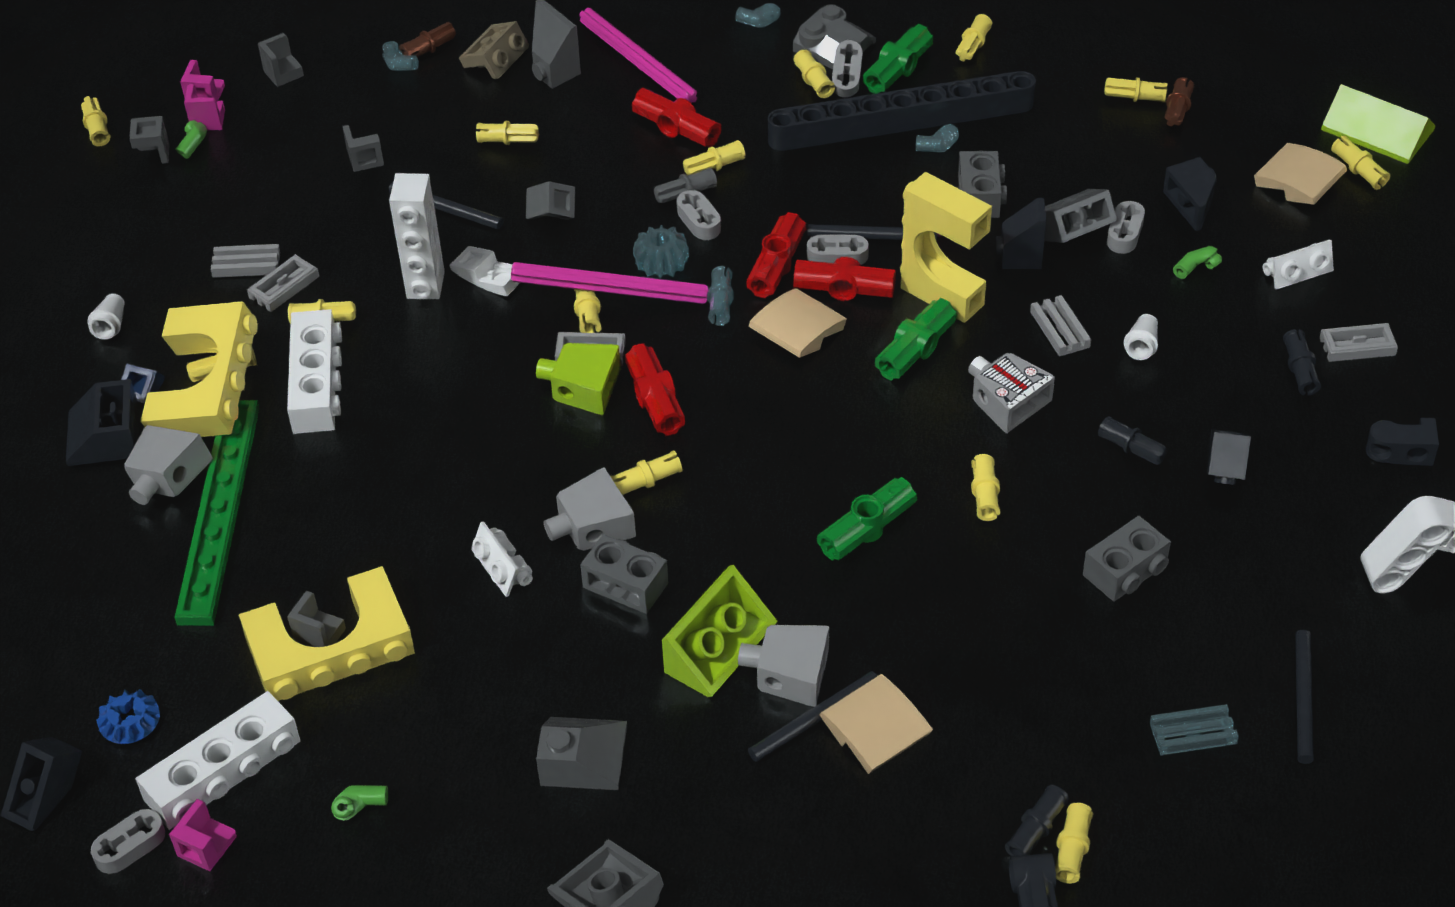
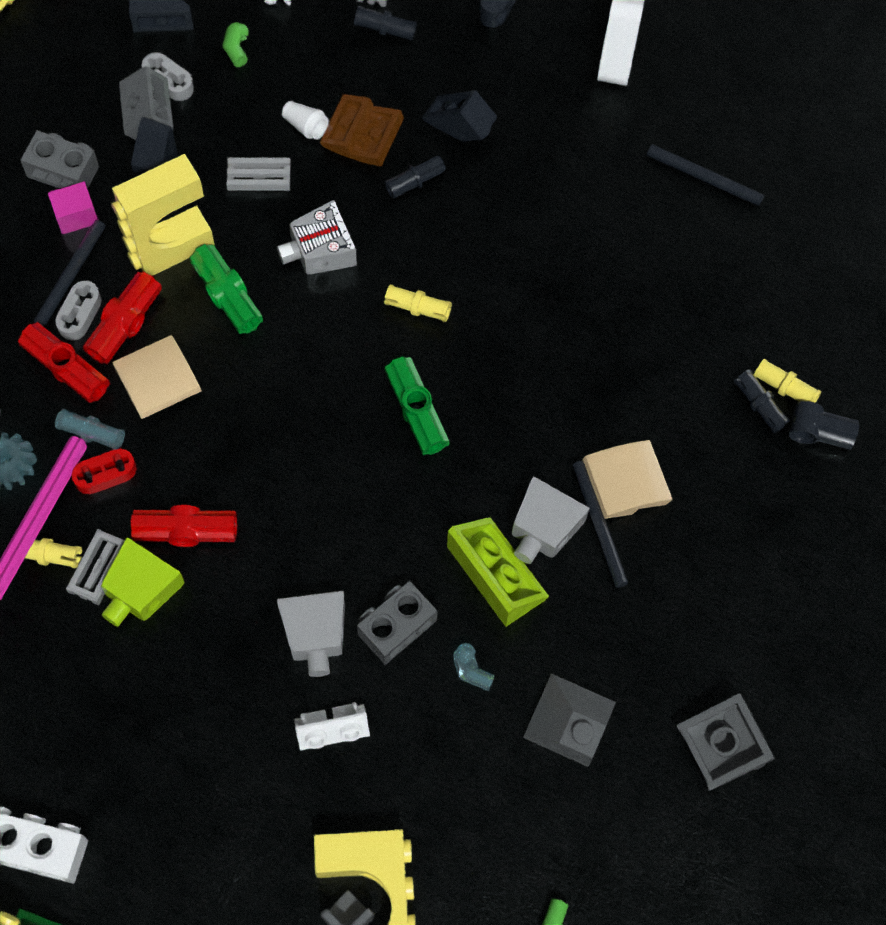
camera: 75 degrees left, 20 degrees up
(604, 648) = (468, 669): none -> clear light blue arm
(647, 473) = (284, 565): light yellow pin -> none
(688, 317) = (104, 471): none -> red beam
(1126, 558) = (531, 233): dark grey brick -> none
(1163, 386) = (362, 130): none -> reddish brown slope
(1191, 725) = (713, 238): clear light blue tile -> none

